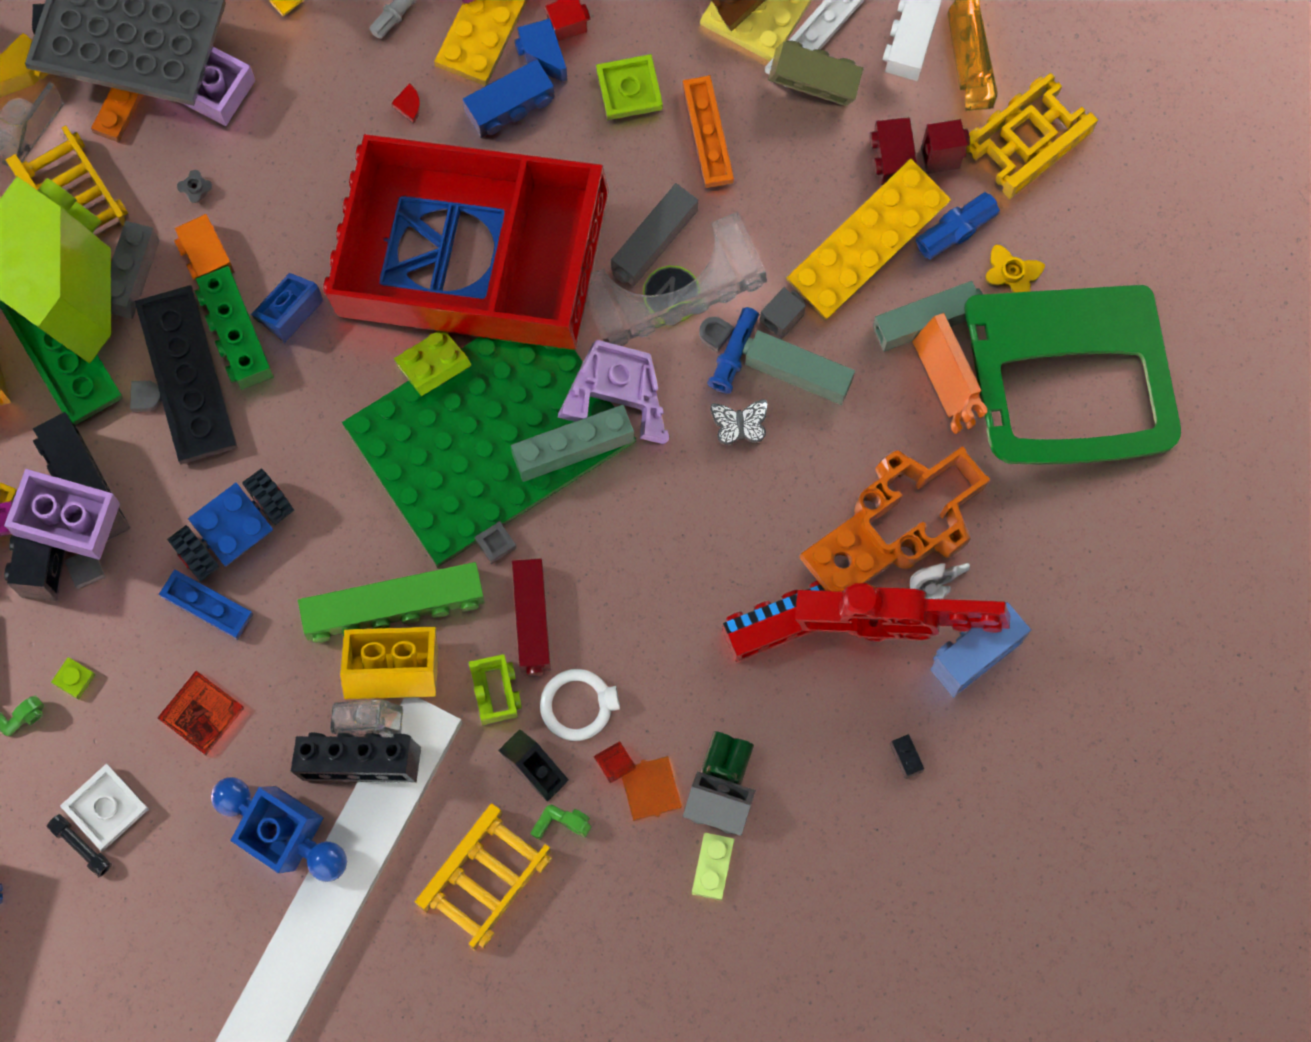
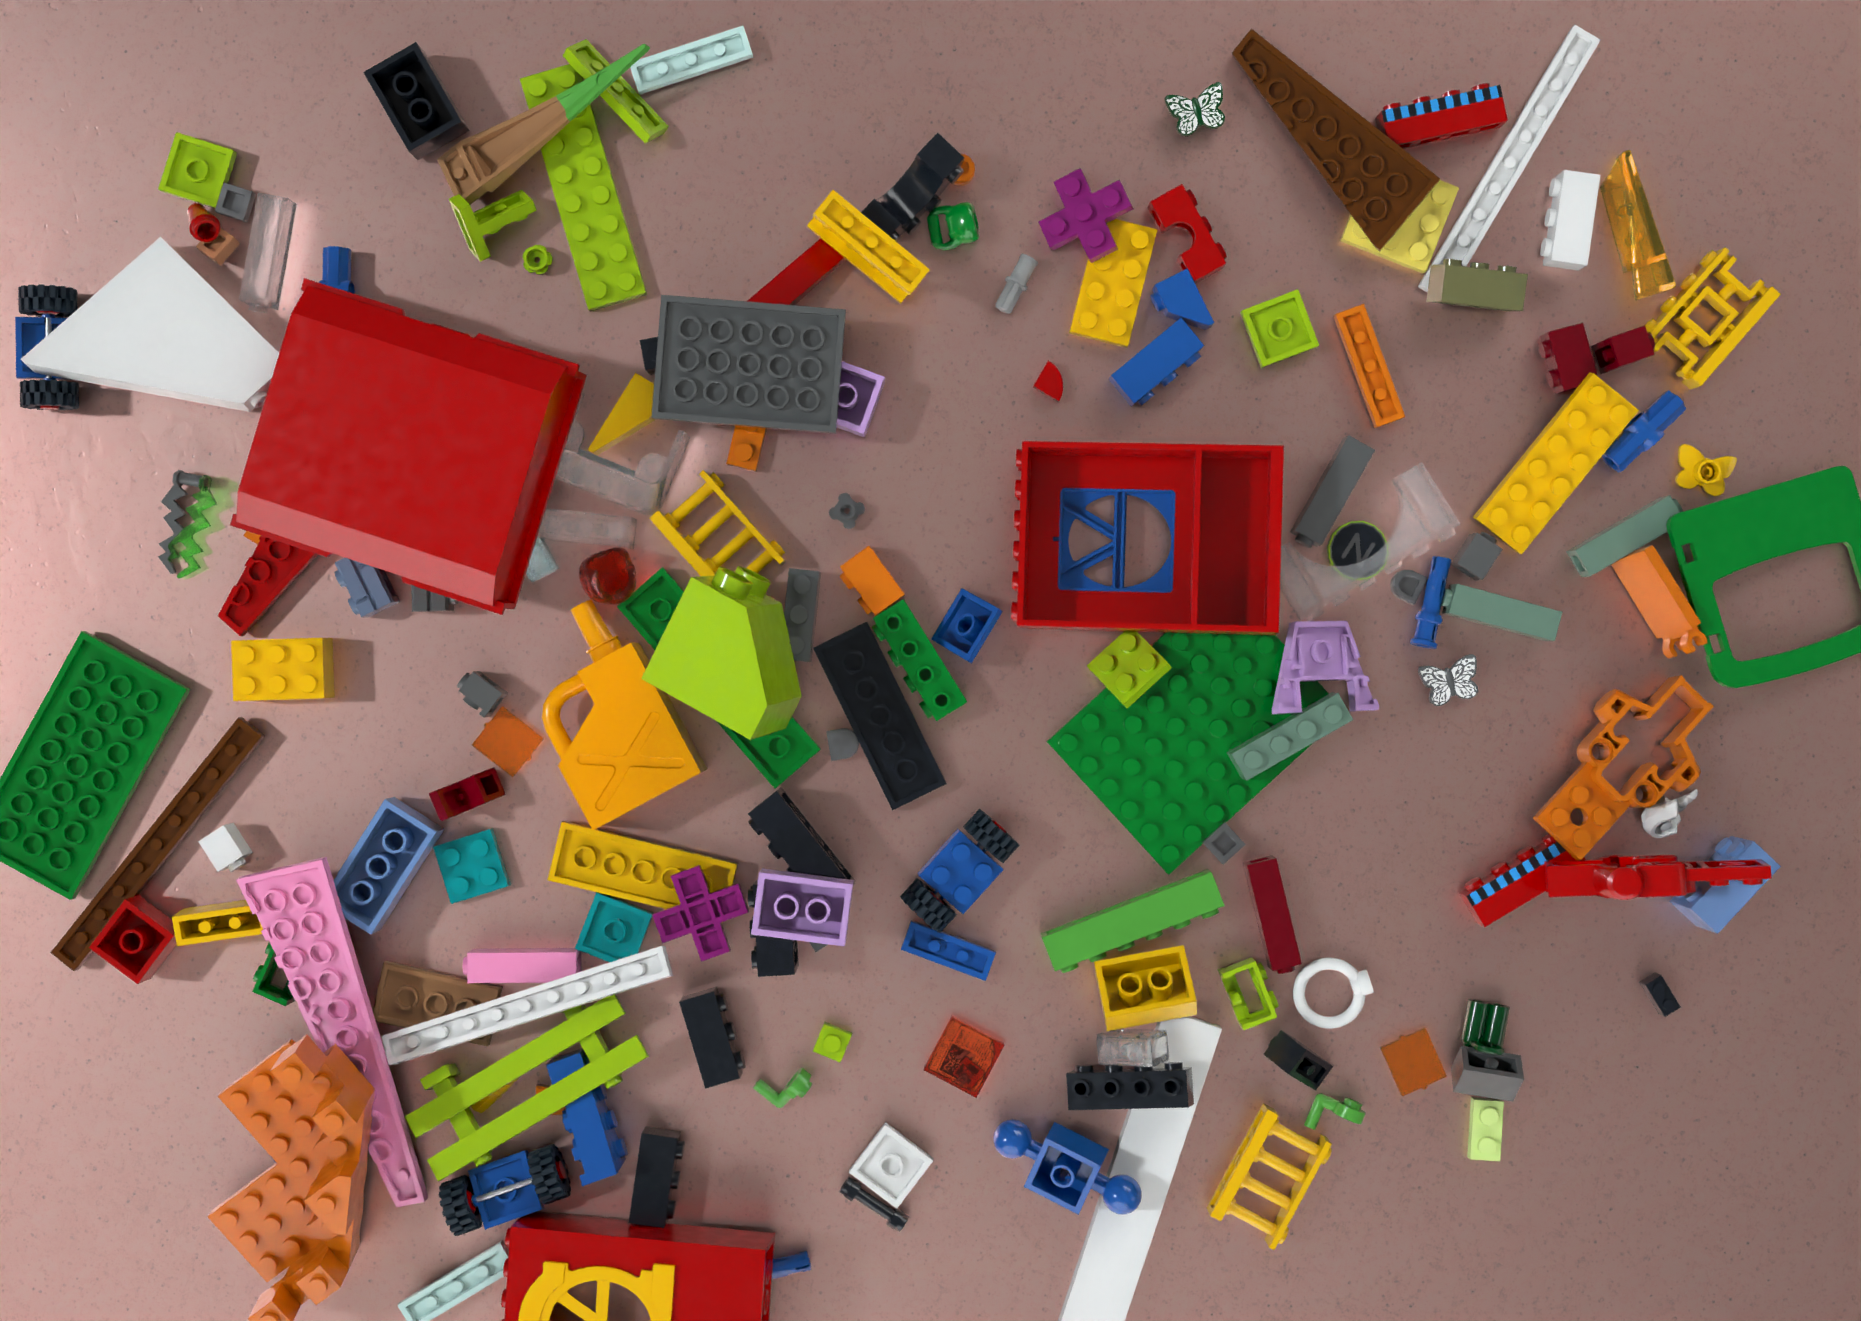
camera: 10 degrees left, 15 degrees up
(614, 762) = (1376, 1044): clear red tile -> none

